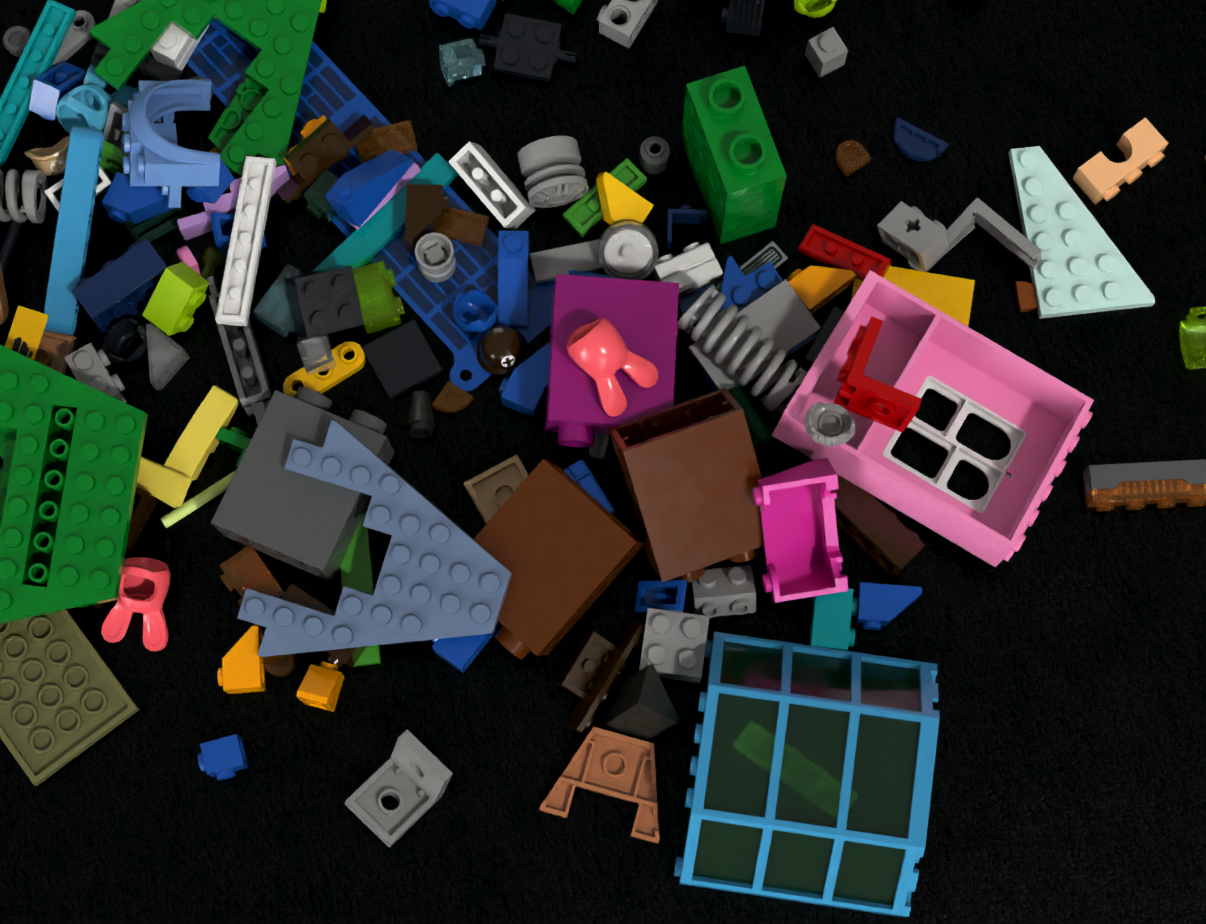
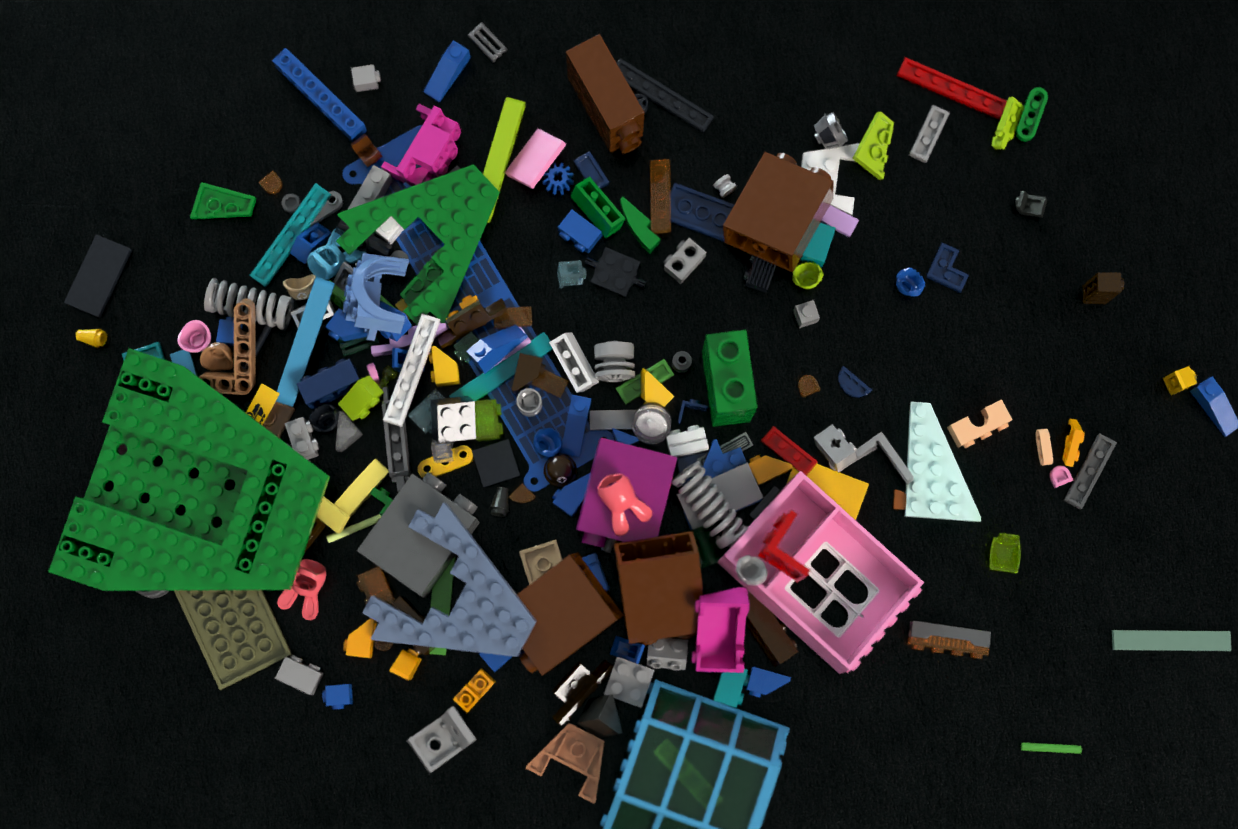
camera: 10 degrees right, 5 degrees up
(156, 737) = (299, 675): none -> light grey brick
(297, 233) = (445, 368): none -> yellow slope
(435, 707) = (474, 690): none -> light orange slope

